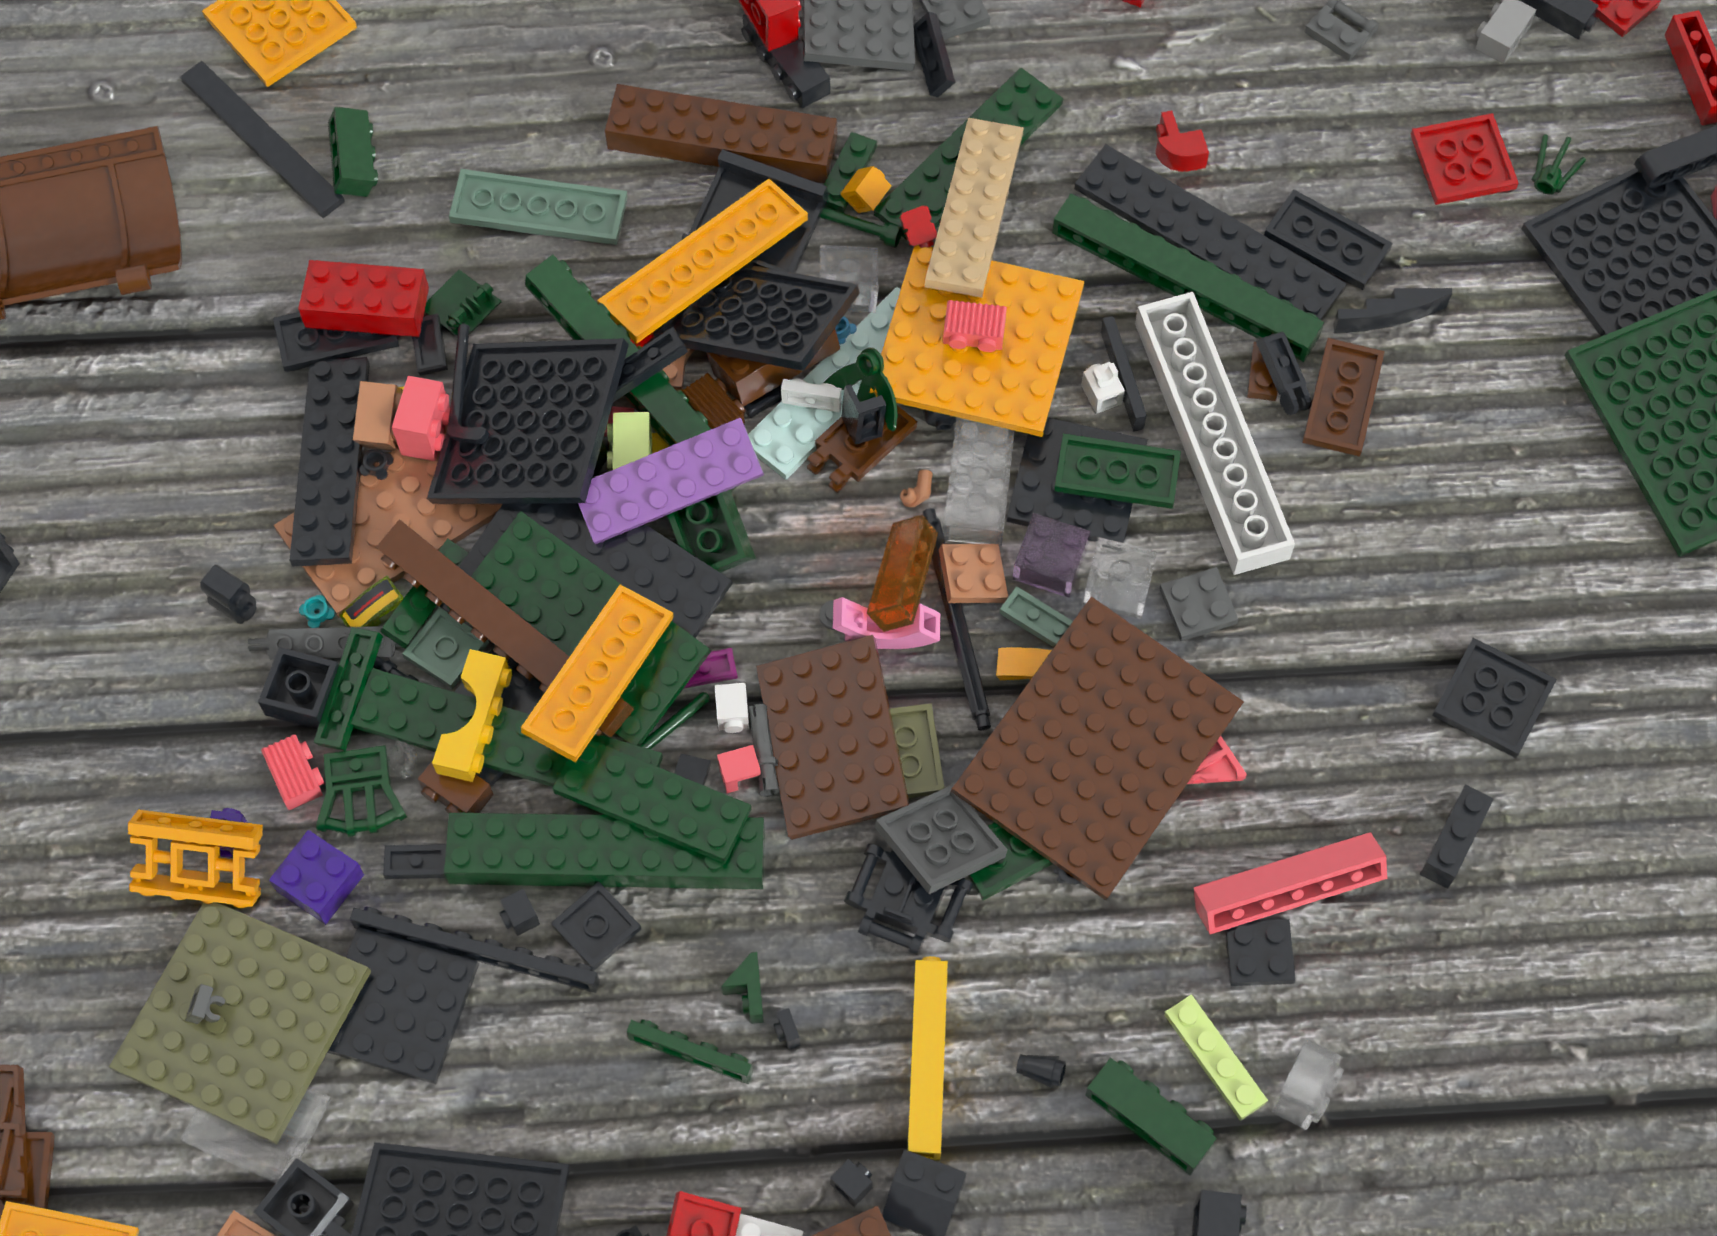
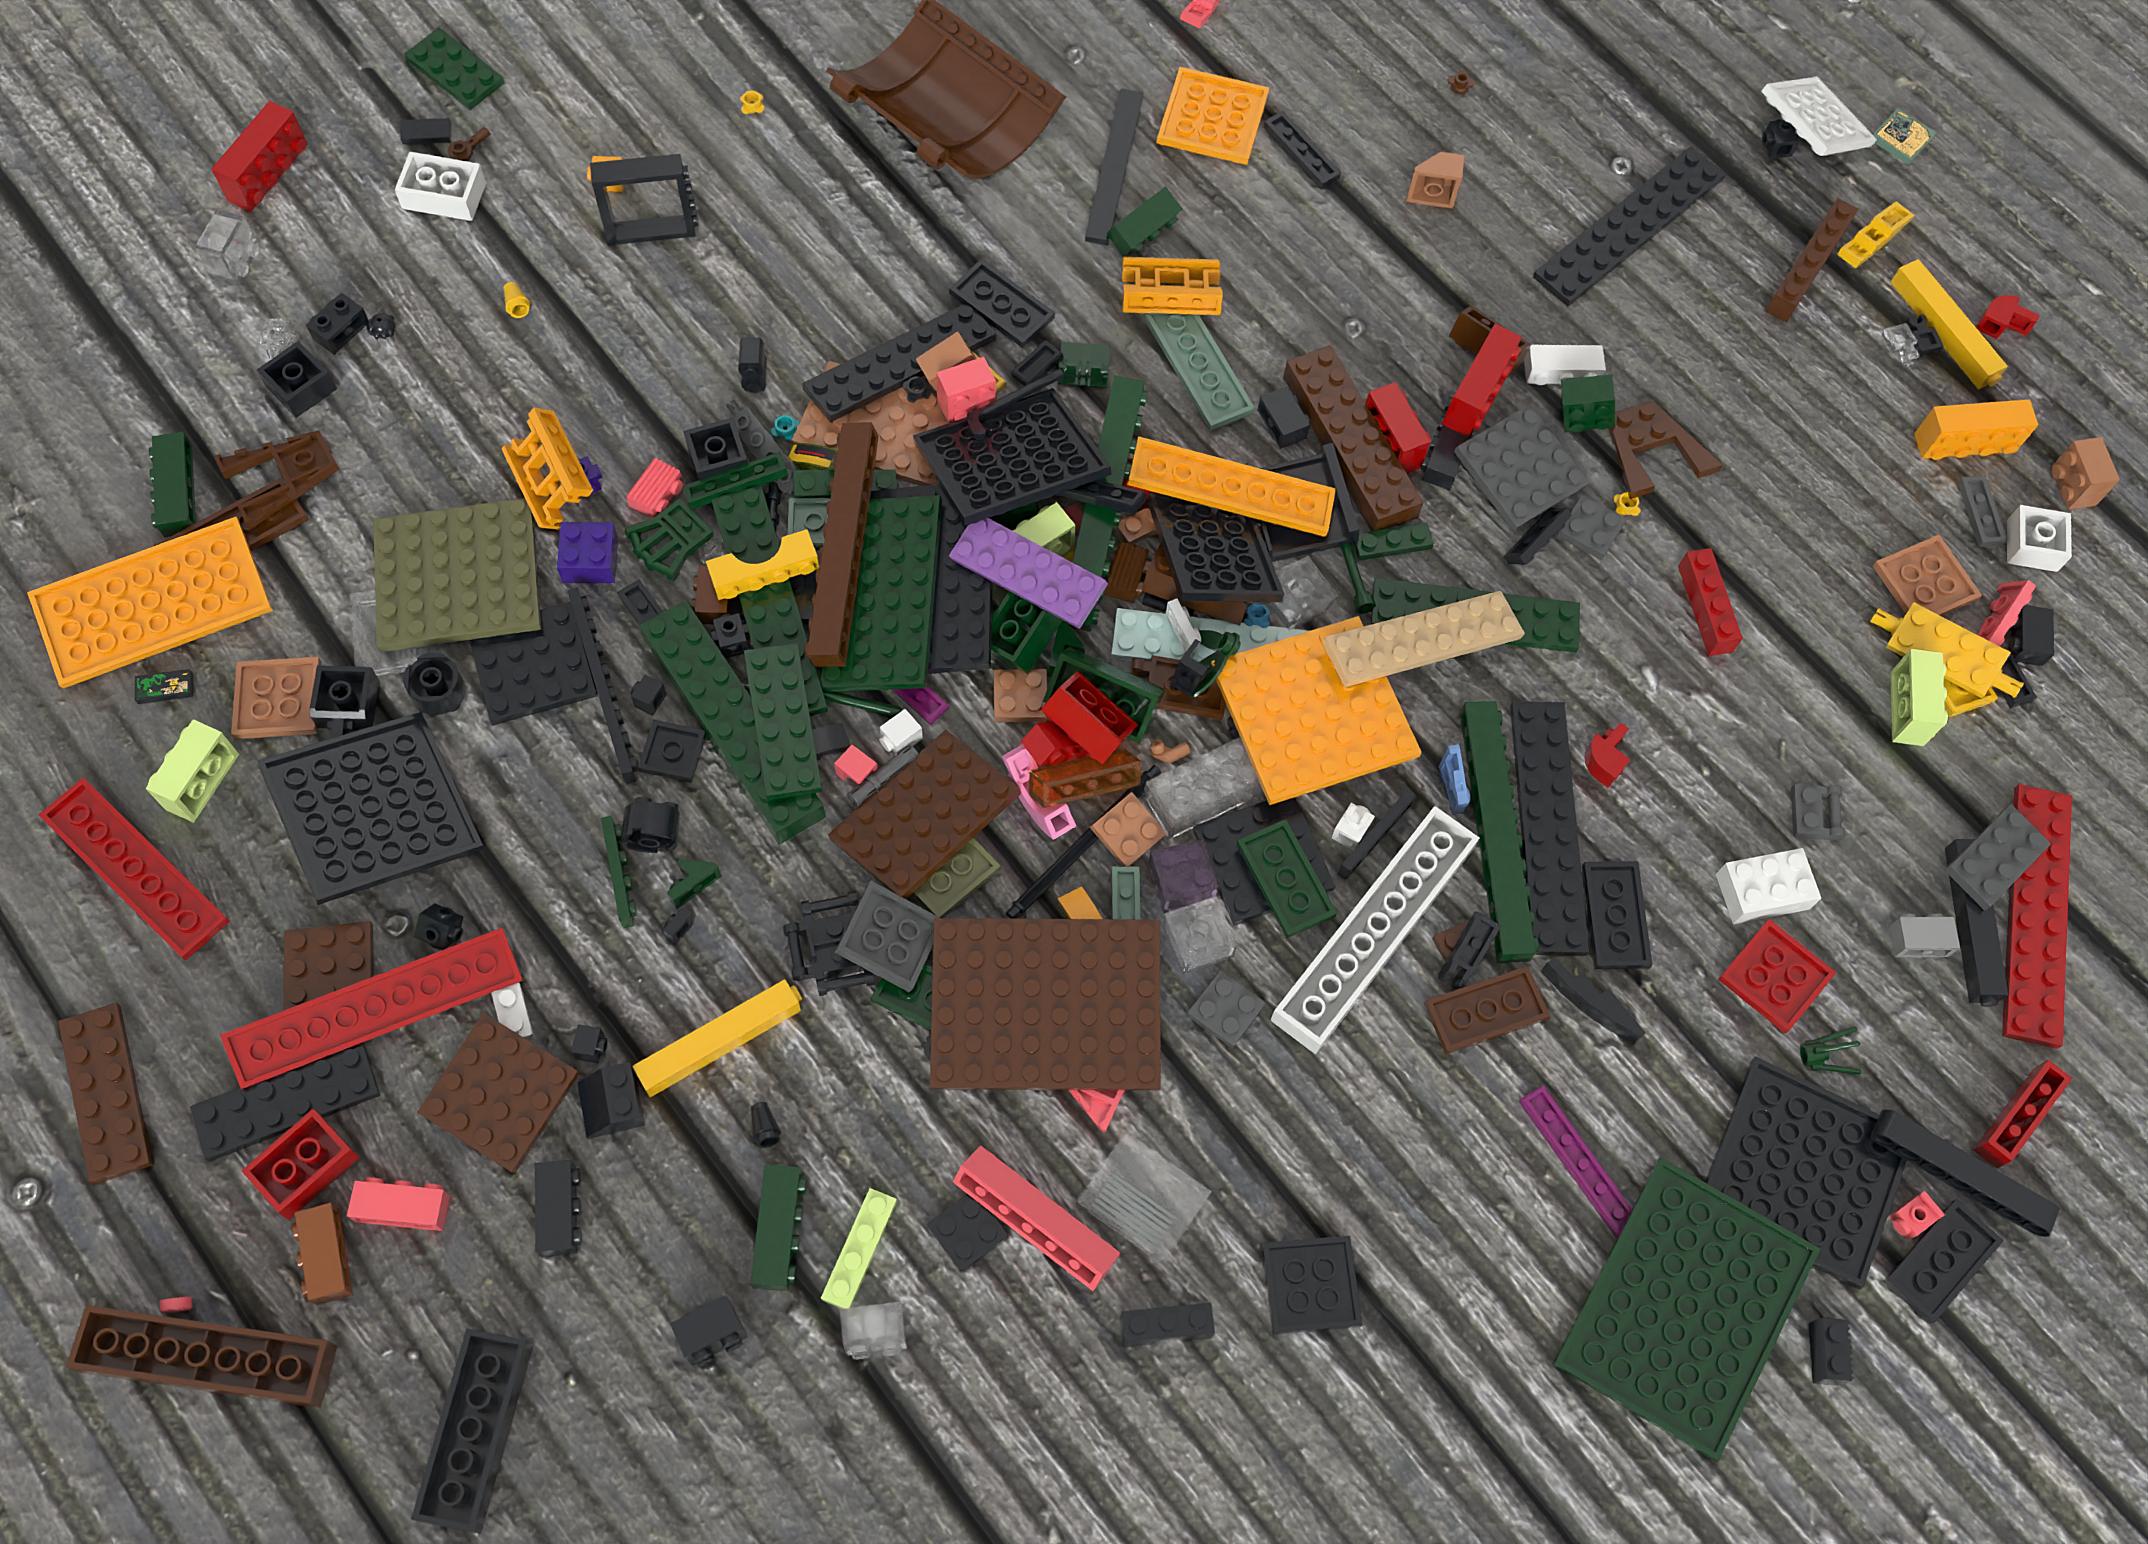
camera: 50 degrees right, 0 degrees up
(200, 1005) = (442, 539): dark grey tile -> none
(356, 1091) = (434, 684): none -> black brick
(364, 298) = (1034, 299): red brick -> none
(454, 186) = (1151, 297): none -> light orange fence
(513, 794) = (730, 635): none -> black brick
(597, 673) = (843, 618): light orange plate -> none
(656, 173) = (1284, 417): none -> black brick
(668, 989) = (650, 825): none -> black brick
(745, 83) = (1399, 425): none -> red brick
(750, 507) = (1064, 638): none -> dark green slope
(768, 580) = (1019, 695): none -> nougat plate
(830, 504) = (1130, 693): none -> dark green brick
(853, 527) = (1088, 717): none -> red brick
(854, 569) = (1050, 745): none -> red brick
(866, 189) = (1385, 560): light orange brick -> none
(918, 227) = (1374, 608): red brick -> none
(974, 325) = (1315, 696): coral brick -> none
(1118, 277) = (1454, 779): none -> medium blue wing
(1325, 784) = (1143, 1197): none -> clear piece
(1383, 109) = (1768, 886): none -> white brick
(1519, 418) = (1577, 1158): none -> magenta tile

